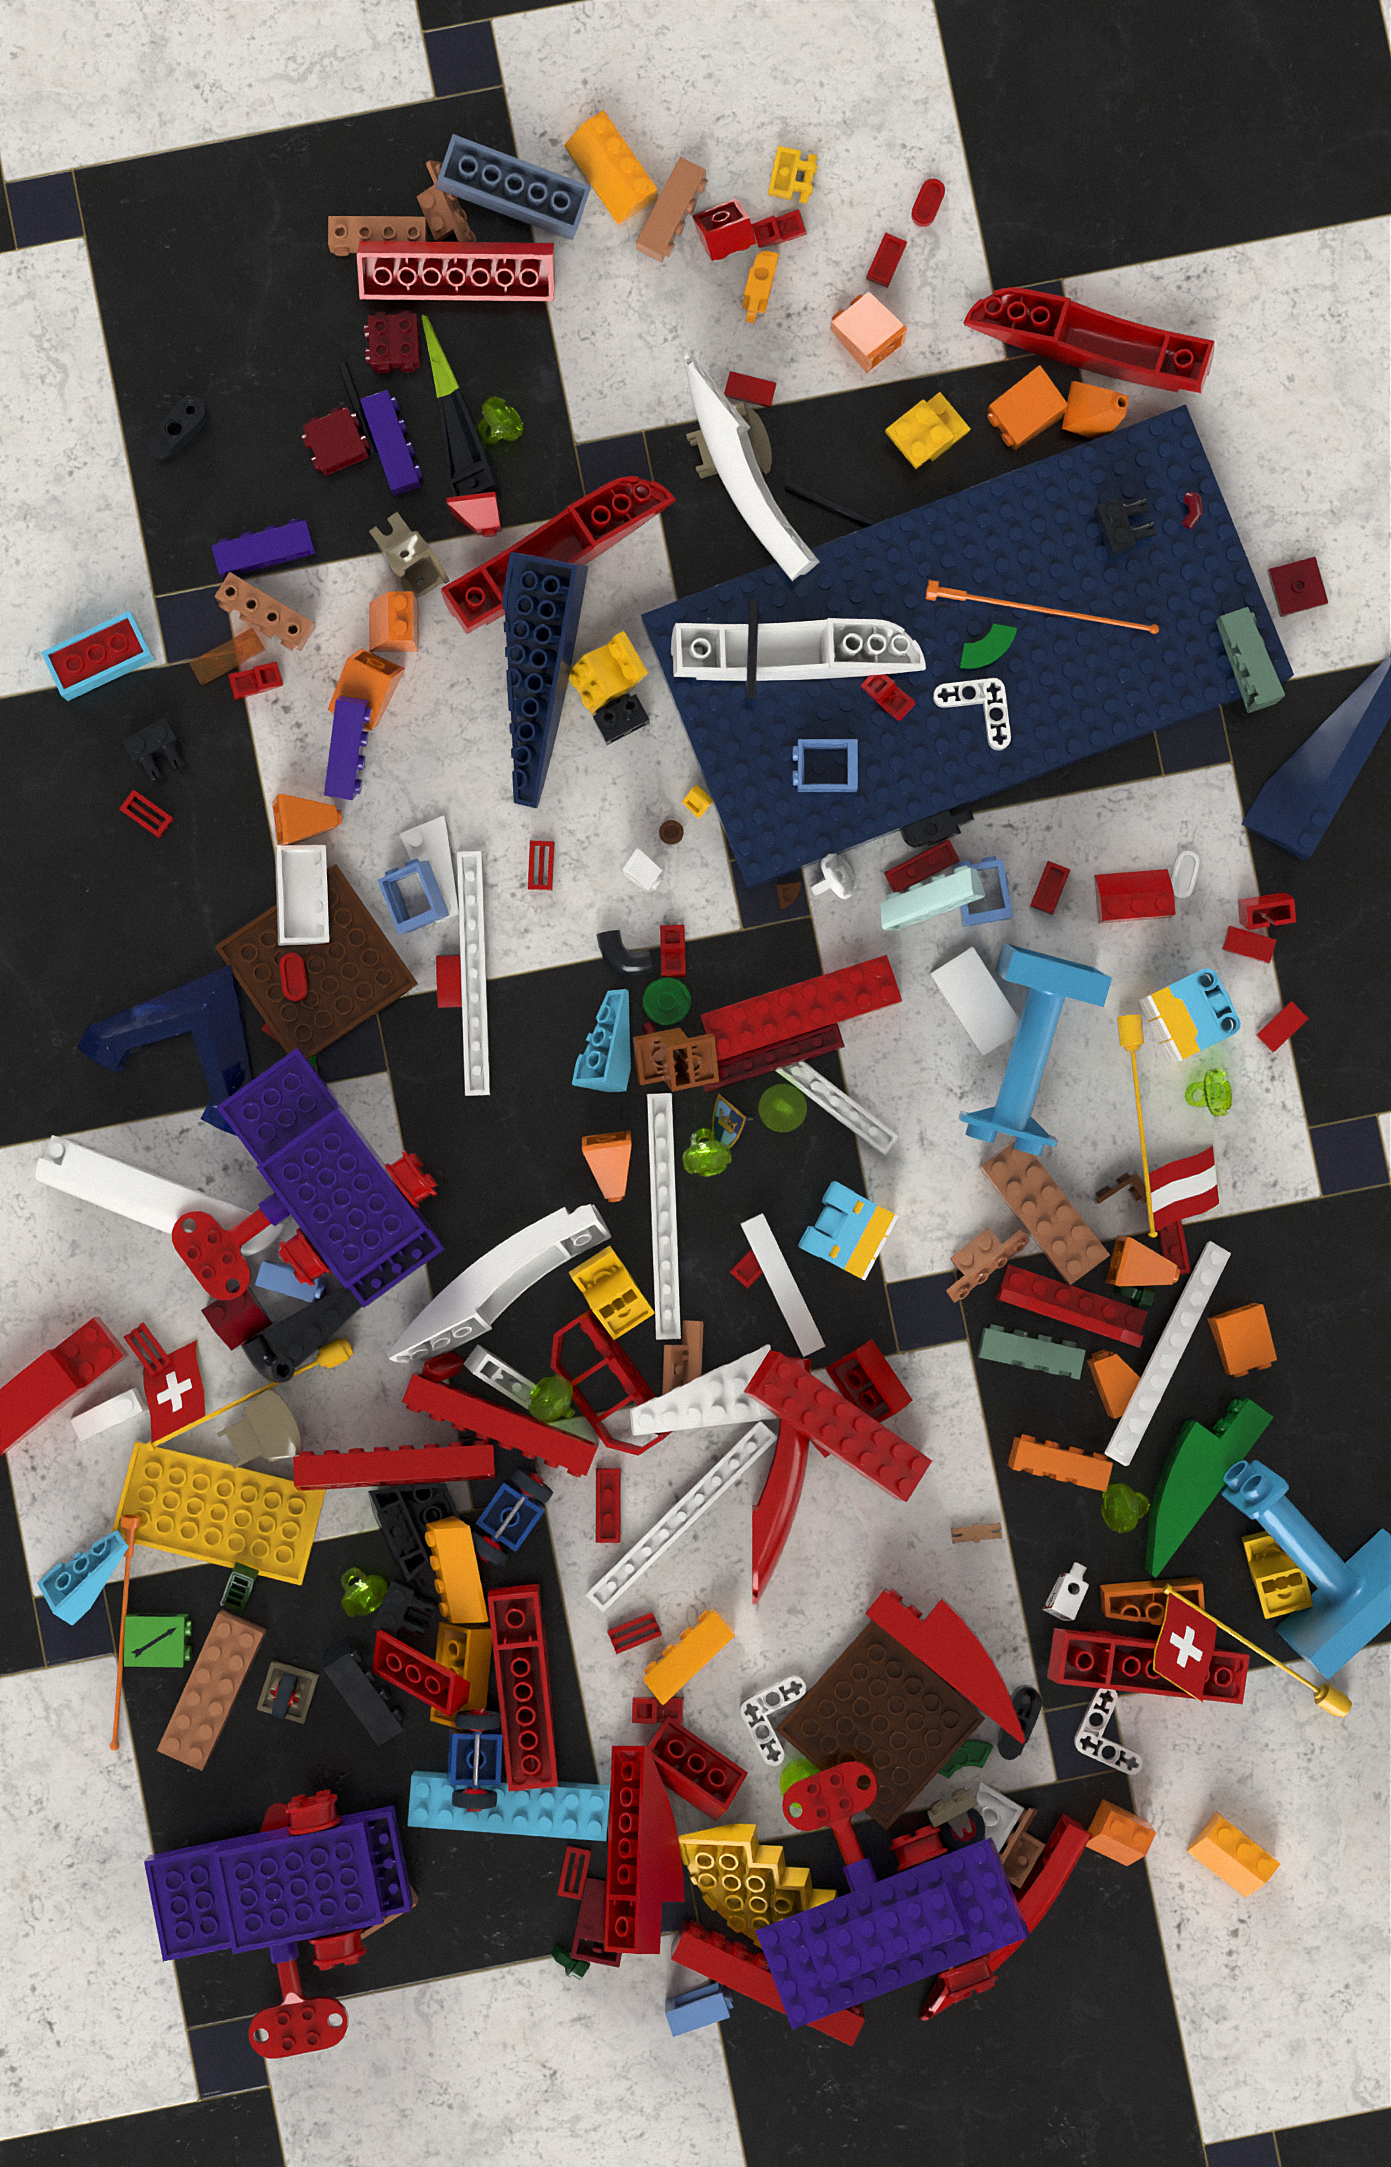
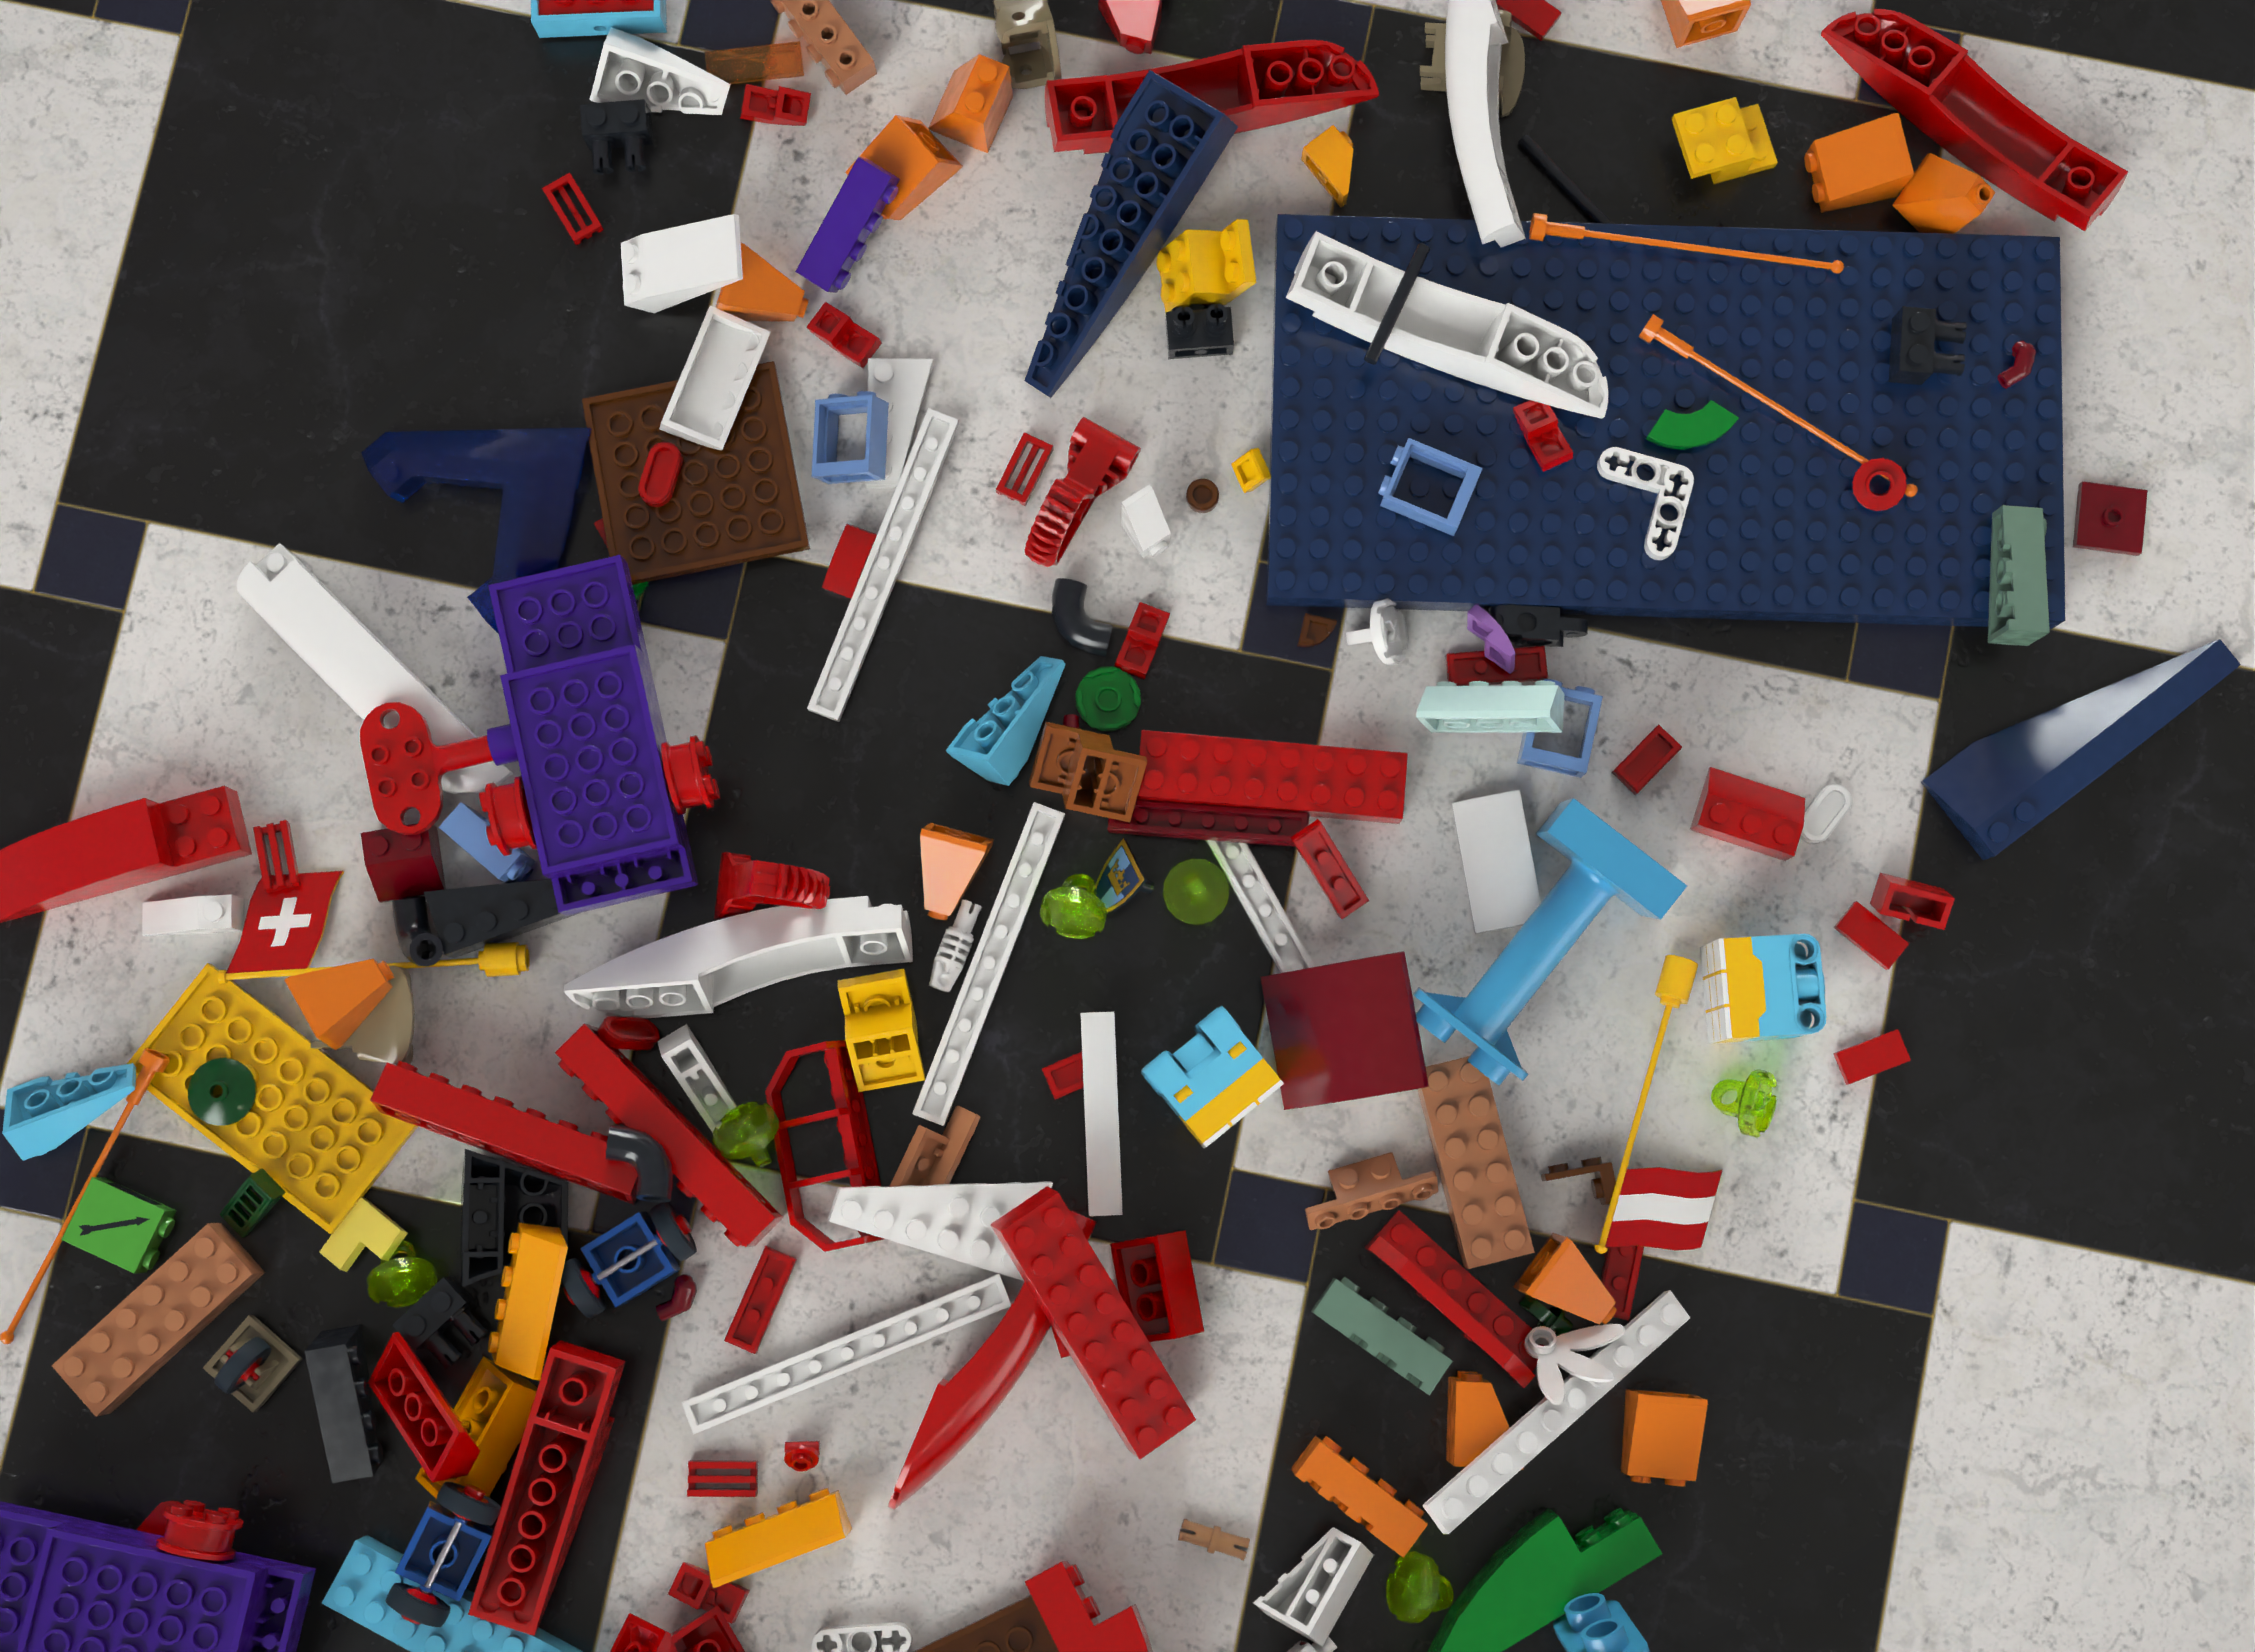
camera: 25 degrees right, 5 degrees down
(151, 697) = (641, 70): none -> white wedge
(194, 1514) = (237, 1095): none -> dark green dish
(242, 1426) = (340, 997): none -> orange slope
(244, 824) = (681, 263): none -> white slope
(321, 1571) = (361, 1228): none -> light yellow tile
(375, 824) = (844, 335): none -> red slope
(477, 1235) = (754, 882): none -> red arm
(497, 1446) = (647, 1157): none -> black cylinder
(556, 1527) = (681, 1300): none -> dark red arm
(588, 842) = (1094, 466): none -> red arm
(636, 1215) = (954, 948): none -> white hinge
(661, 559) = (1331, 162): none -> light orange slope
(680, 1595) = (802, 1454): none -> red plate
(826, 549) = (1540, 227): none -> orange piece
(866, 1055) = (1329, 869): none -> red tile
(915, 852) = (1497, 644): none -> medium lavender slope
(923, 1161) = (1344, 1031): none -> dark red slope
(1058, 1534) = (1318, 1587): none -> white wedge
(1127, 623) = (1862, 481): none -> red piece
(1155, 1315) = (1559, 1353): none -> white plant

